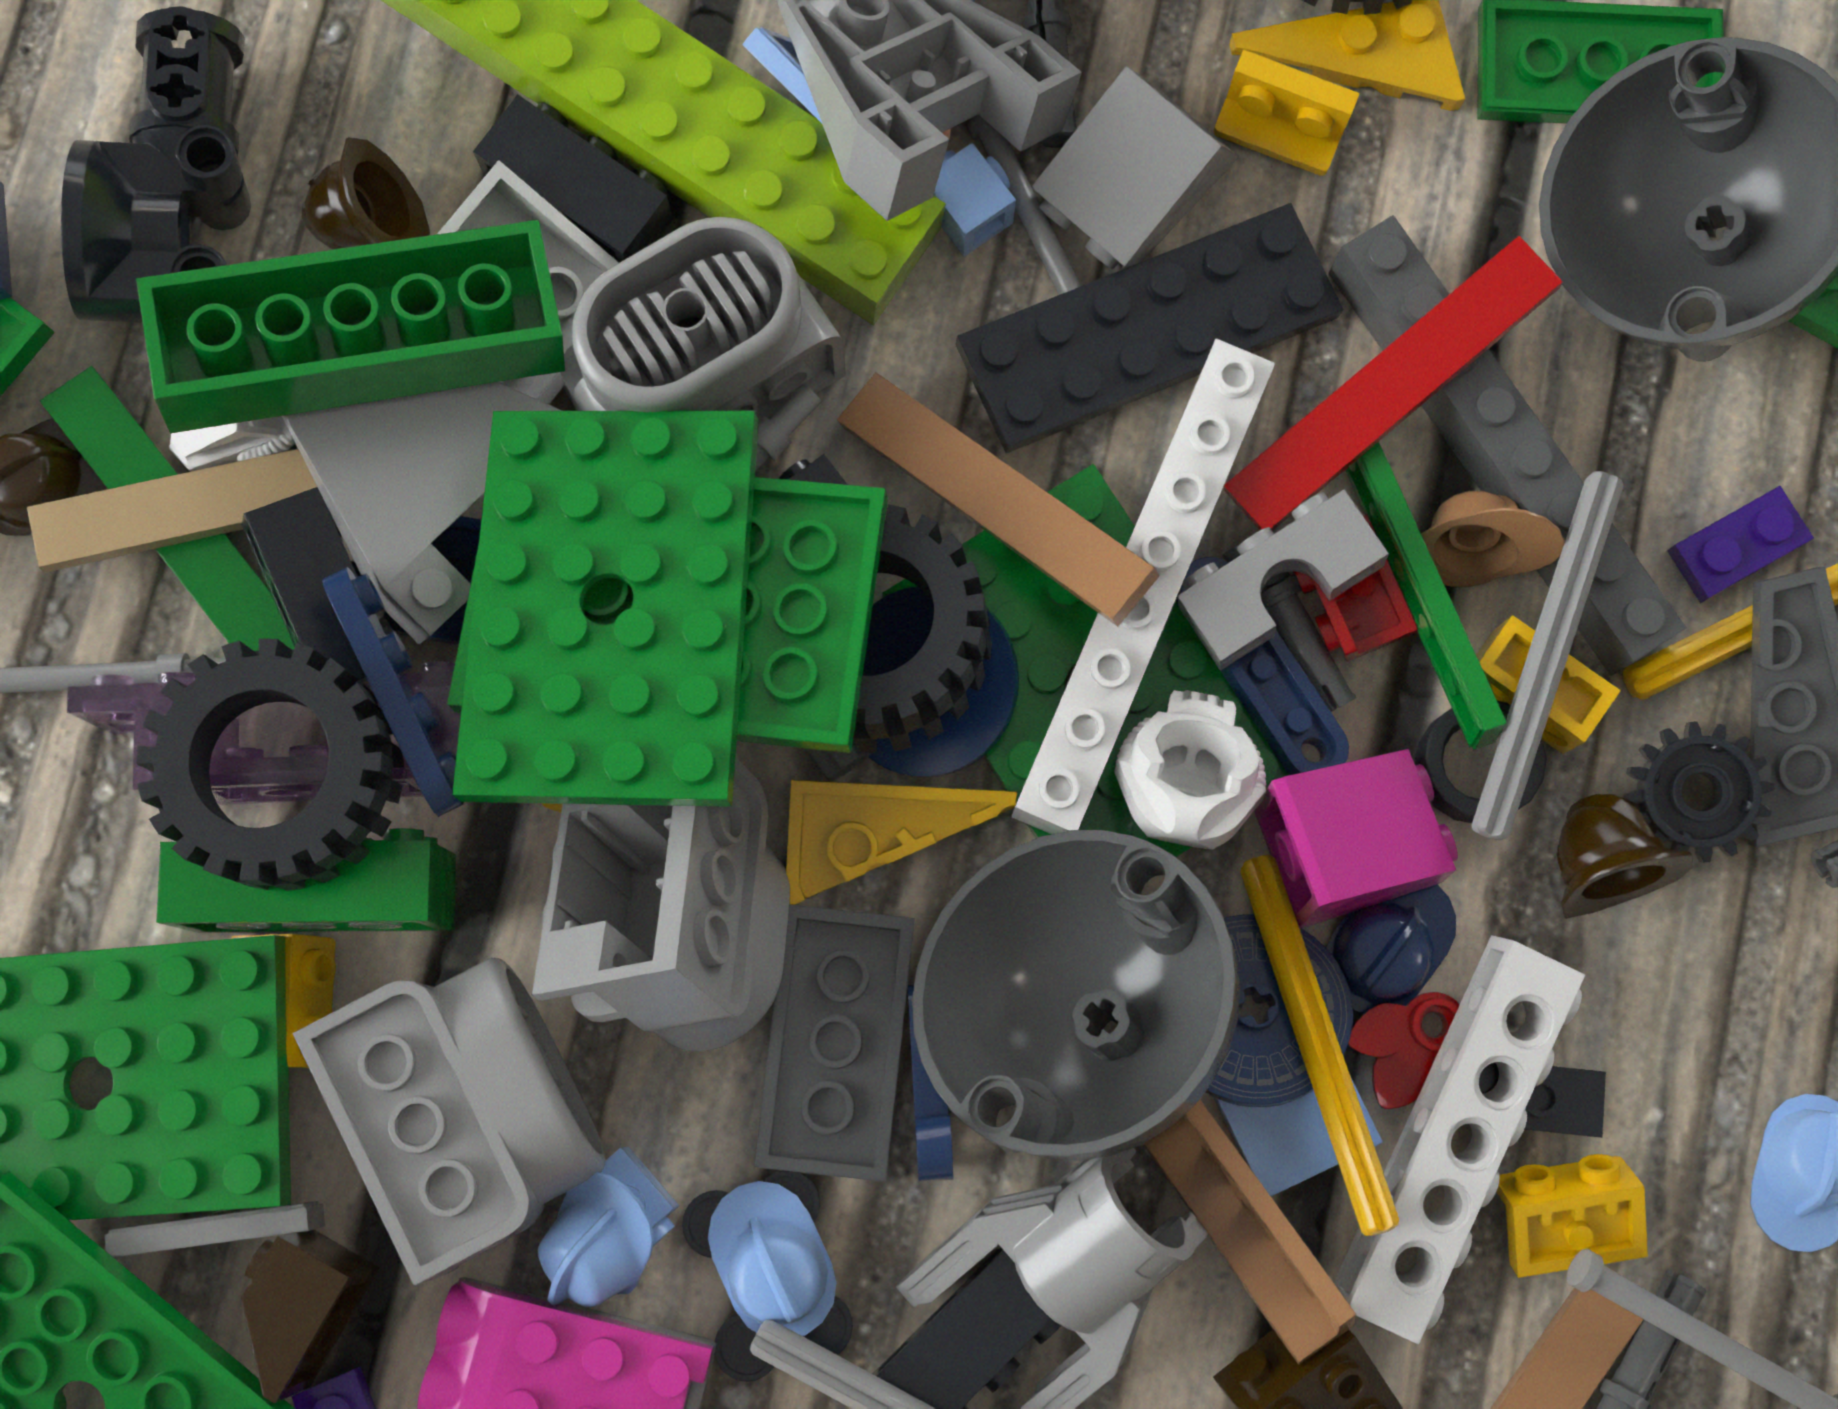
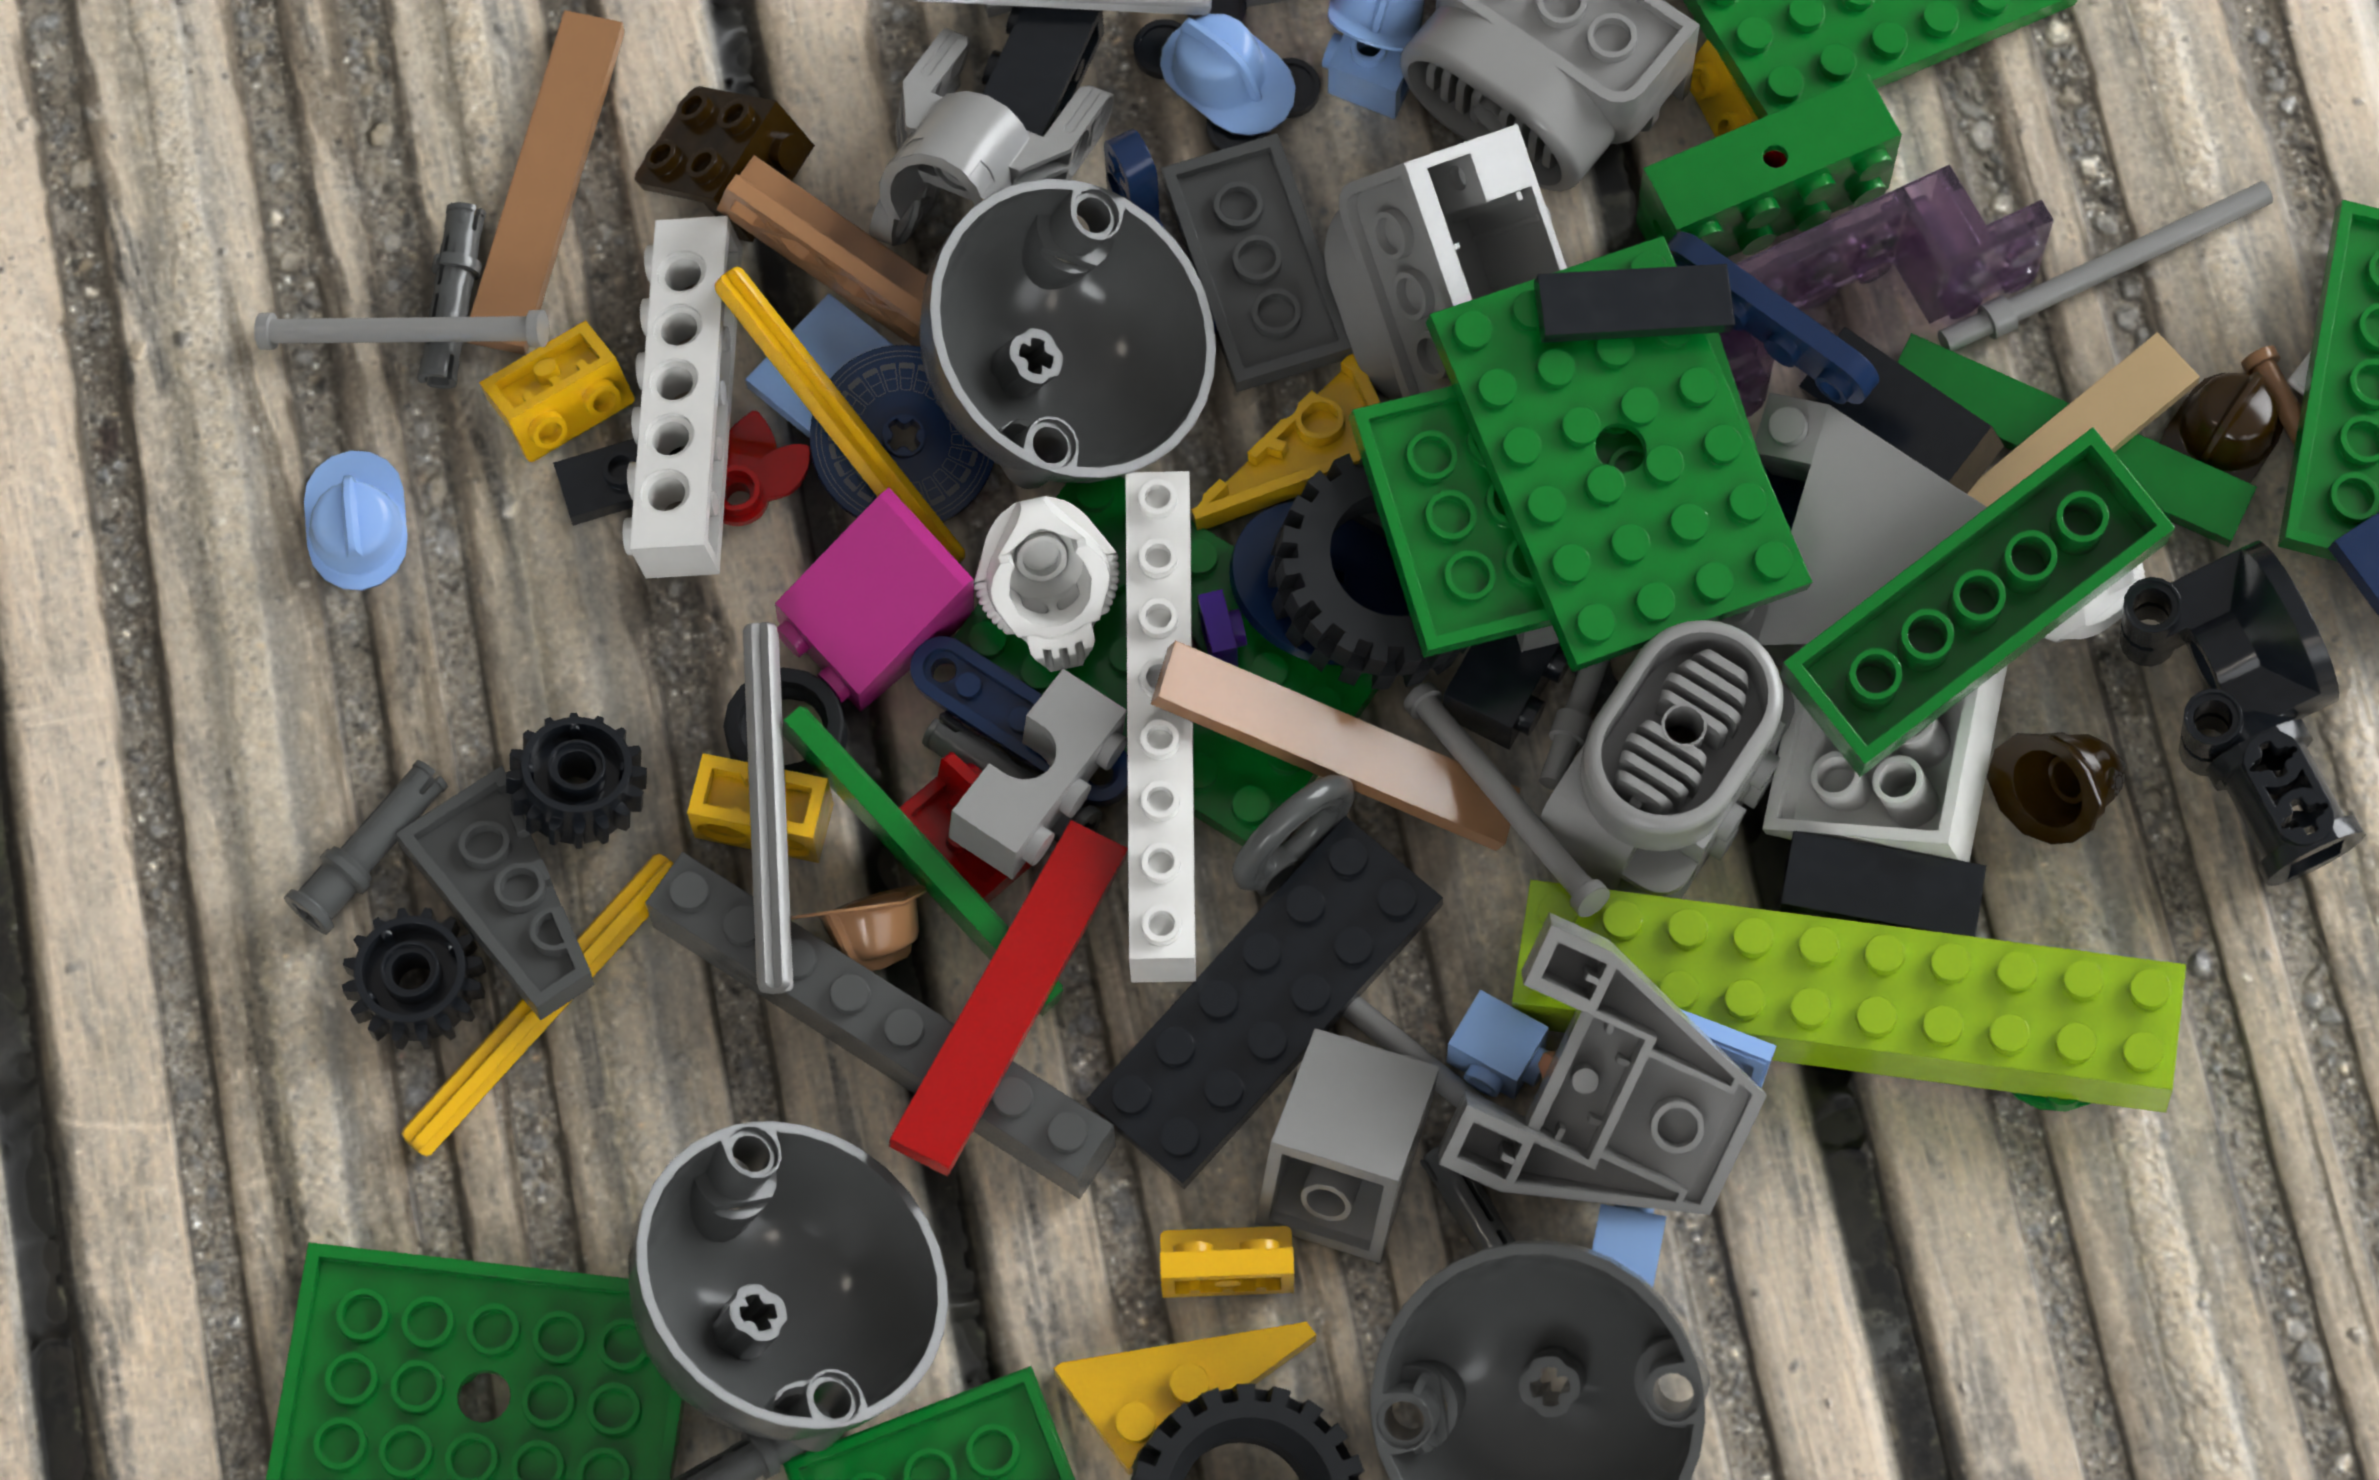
camera: 160 degrees right, 10 degrees down
(337, 817) = (1820, 277): black tyre -> none
(521, 720) = (1634, 303): none -> black tile
(858, 358) = (1586, 894): none -> light grey bar
(1046, 656) = (1221, 628): none -> dark purple plate
(1090, 433) = (1266, 862): none -> dark grey piece
(1394, 946) = (790, 539): dark blue piece -> none
(1612, 856) = (638, 692): dark brown piece -> none
(1740, 544) = (613, 1044): dark purple plate -> none

